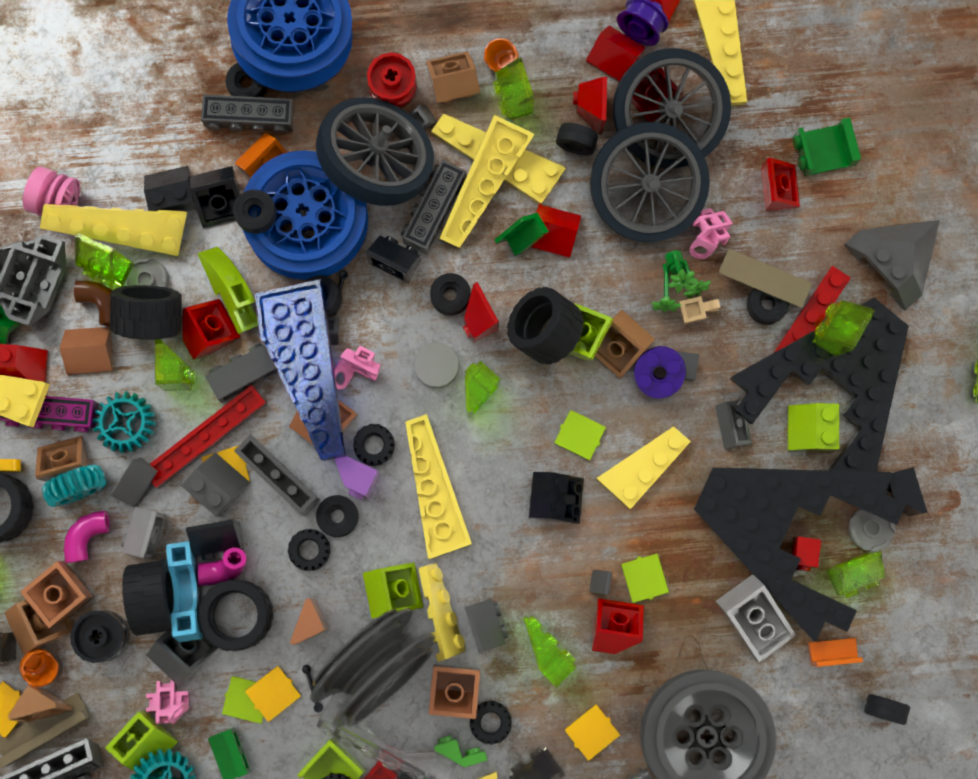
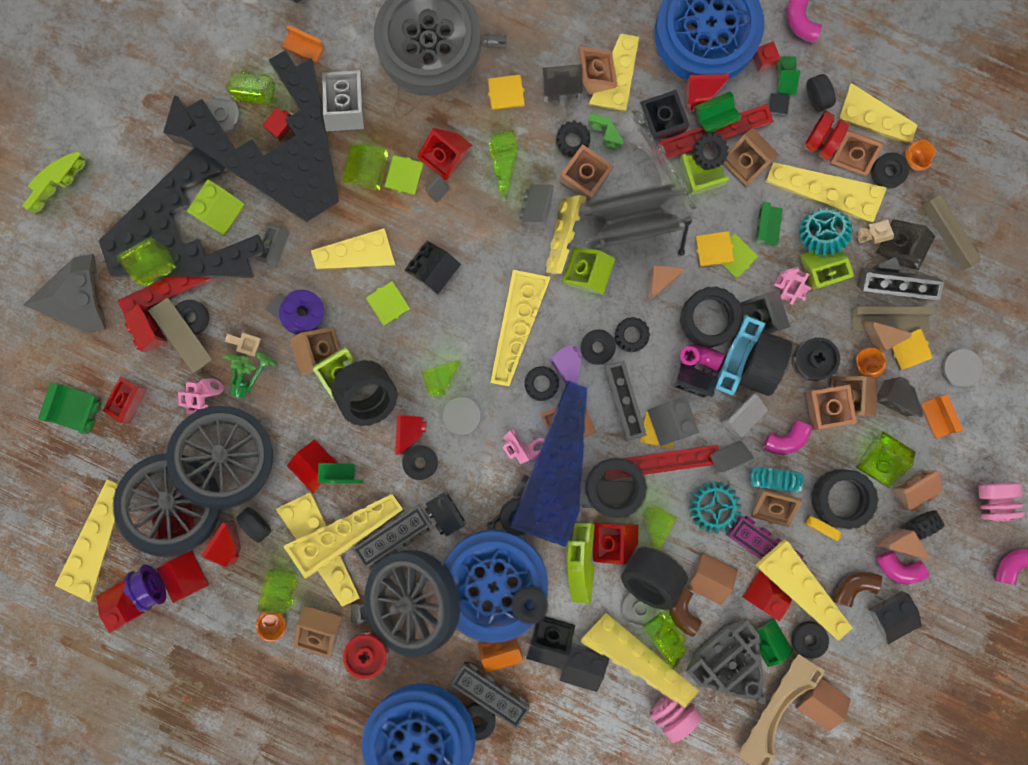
camera: 145 degrees left, 5 degrees up
(212, 361) = (637, 499): none -> black tyre
(689, 561) = (365, 166): none -> clear neon green slope
(805, 263) = (144, 329): none -> red slope

